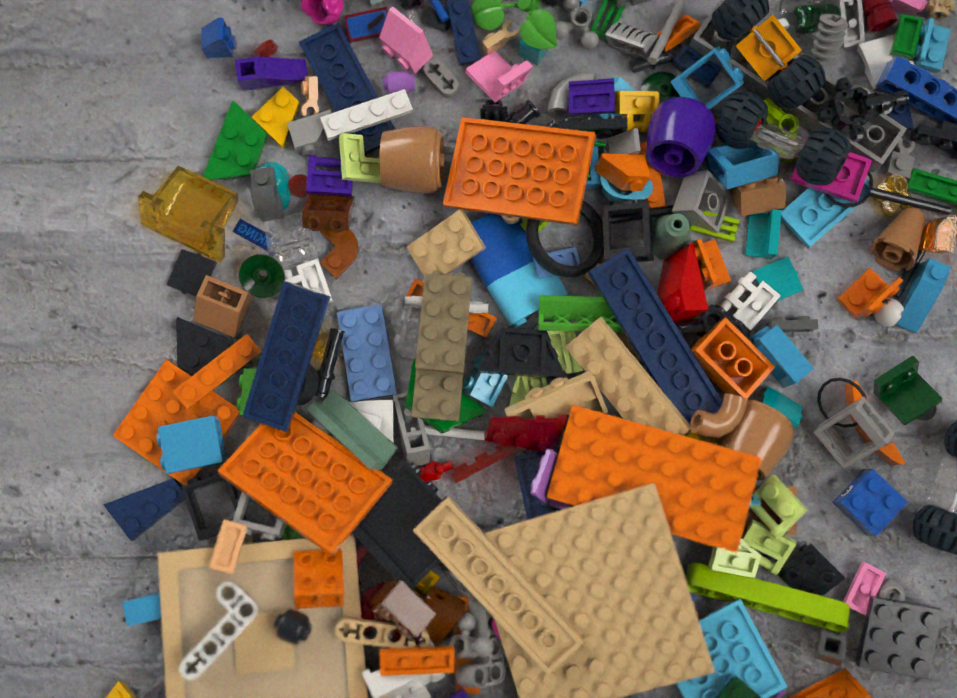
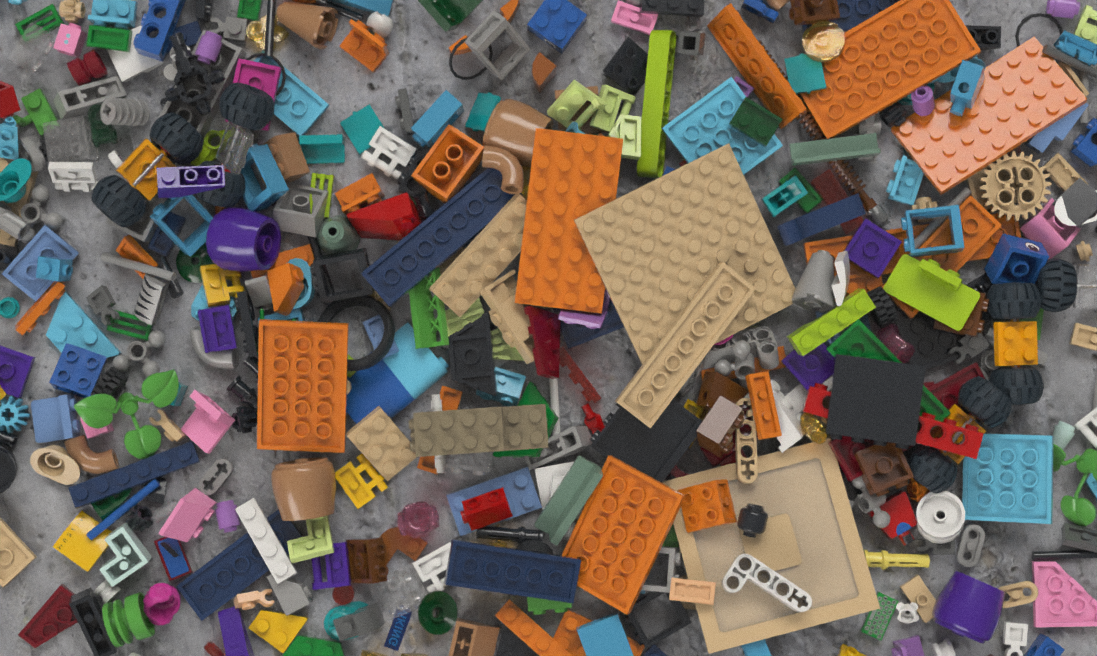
camera: 100 degrees left, 5 degrees up
(358, 341) = (486, 509): none -> red brick
(360, 270) = (418, 519): none -> clear pink hair
(409, 213) = (355, 485): none -> yellow plate
(752, 83) = (189, 180): none -> dark purple slope
(818, 477) = (542, 72): none -> dark orange brick
(888, 129) = (209, 47): none -> medium lavender brick

